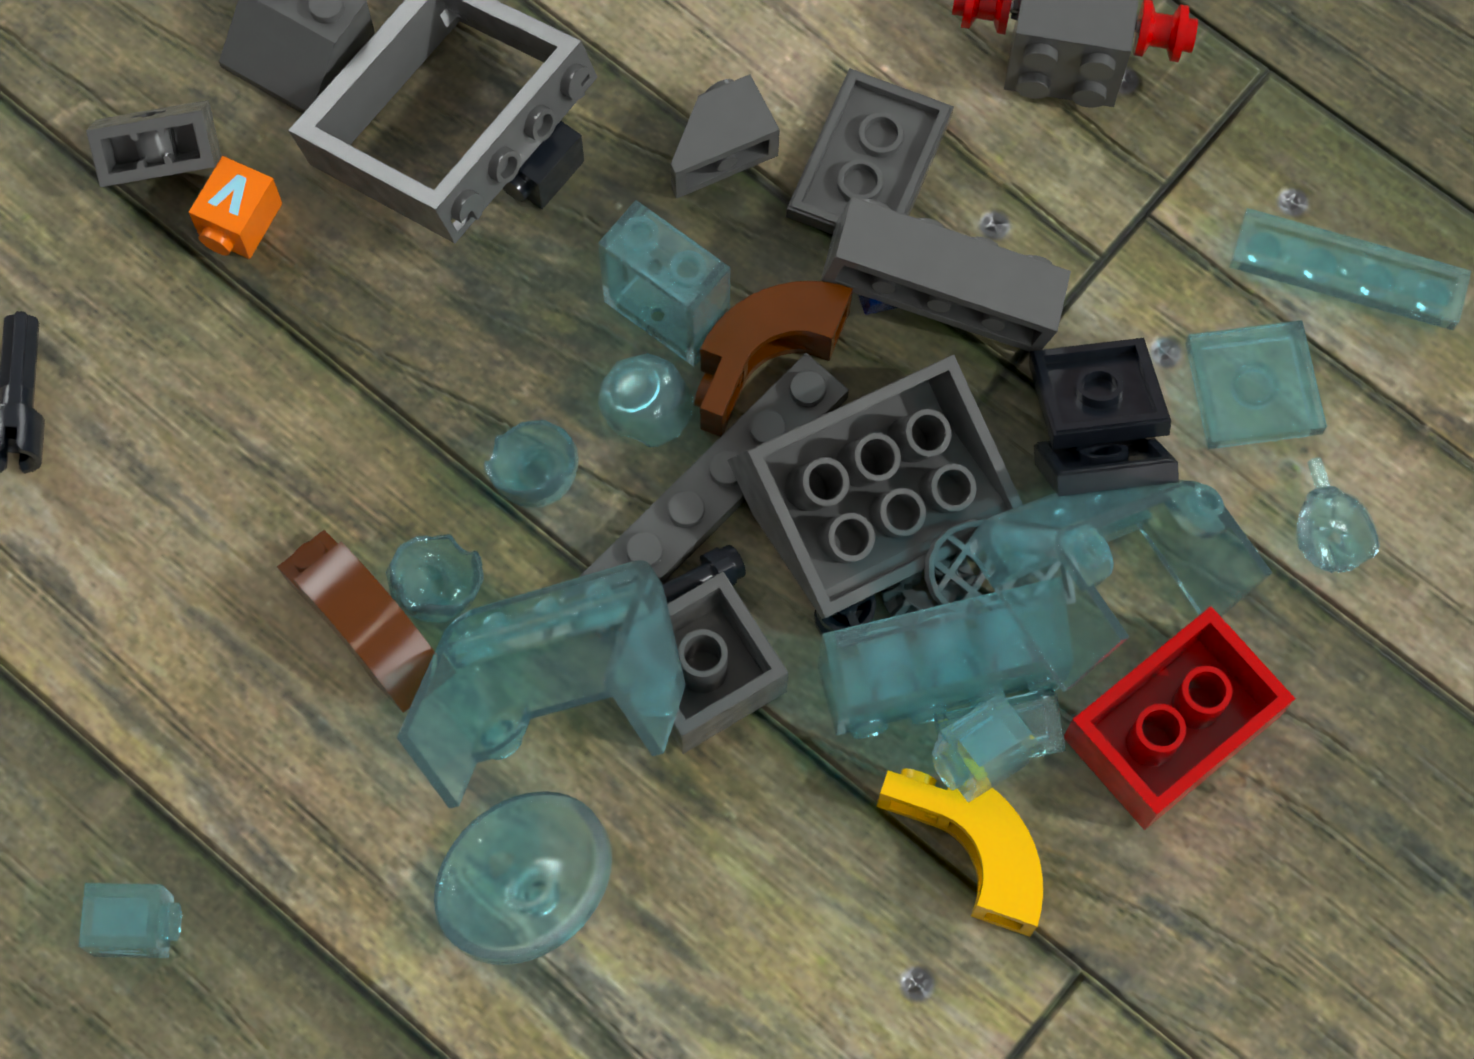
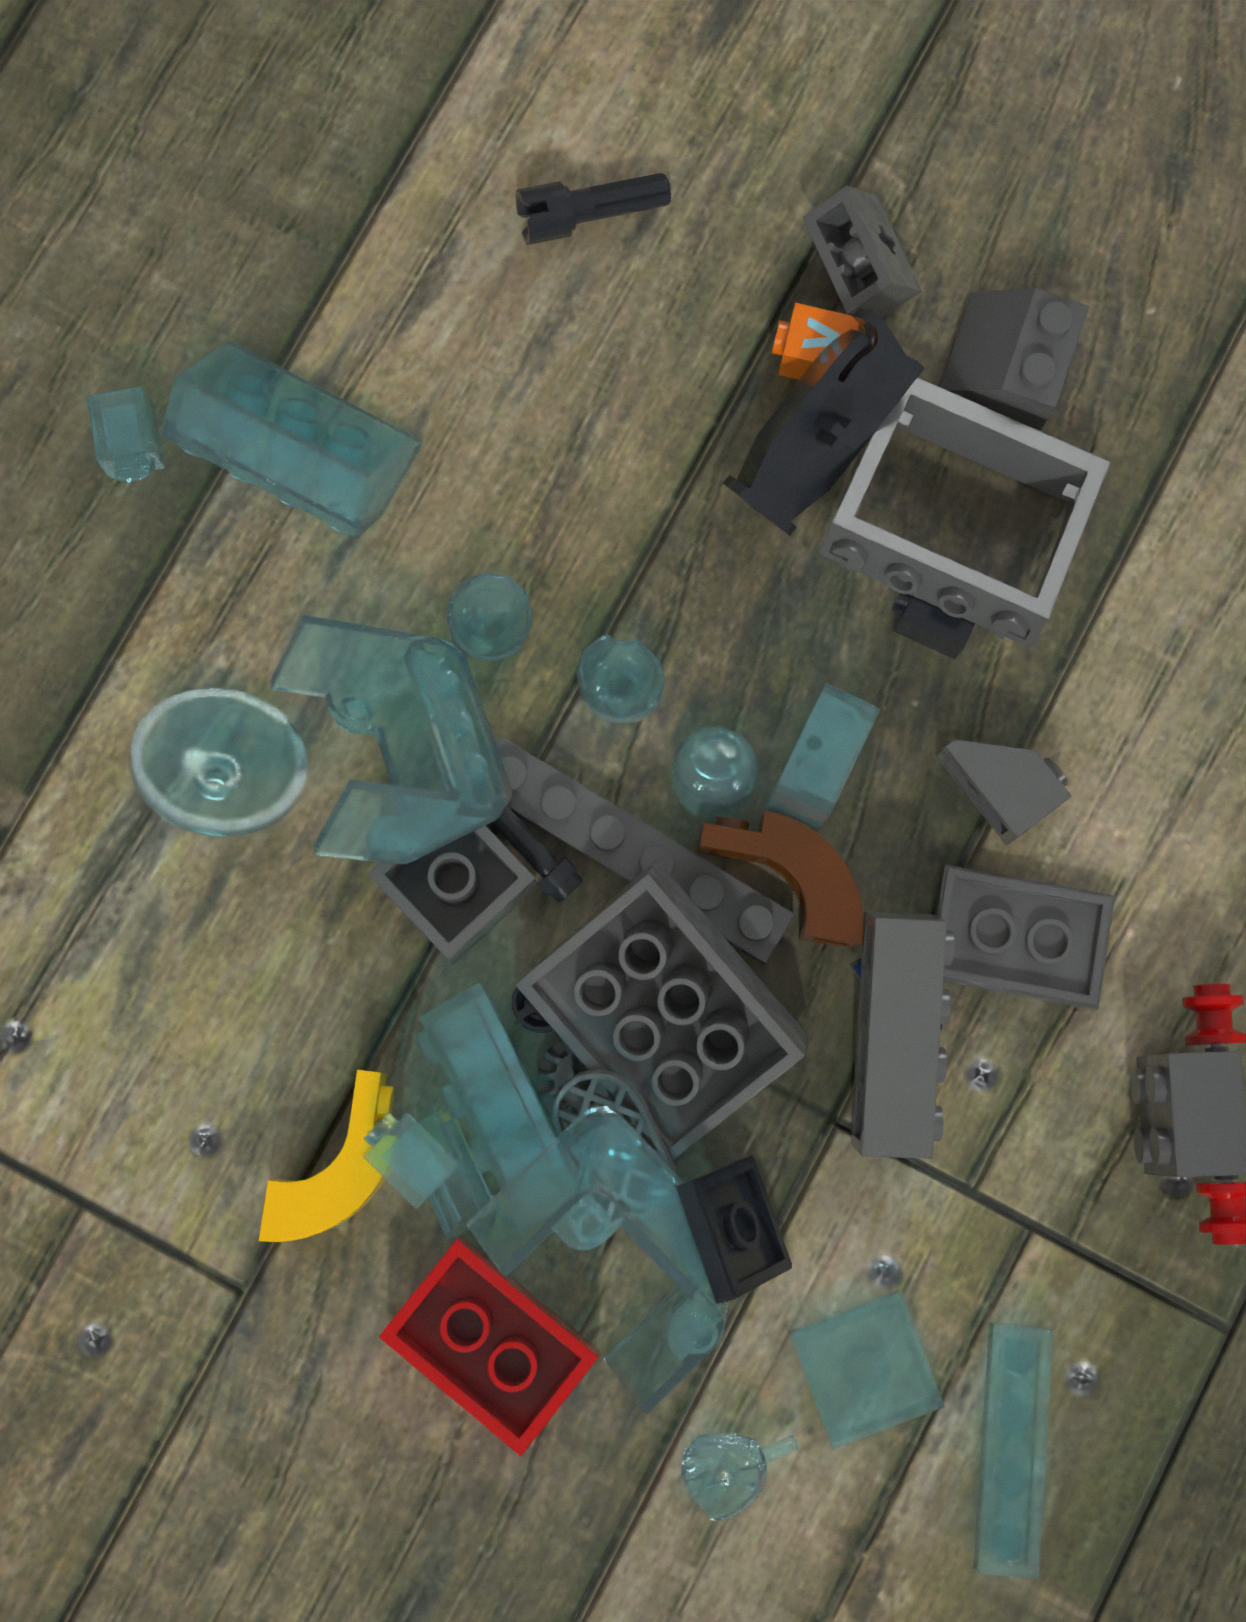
camera: 75 degrees right, 10 degrees up
(184, 746) = (289, 438): none -> clear light blue slope
(322, 208) = (825, 421): none -> black piece
(361, 615) = (437, 557): reddish brown arch -> none
(1099, 393) = (814, 1211): black tile -> none

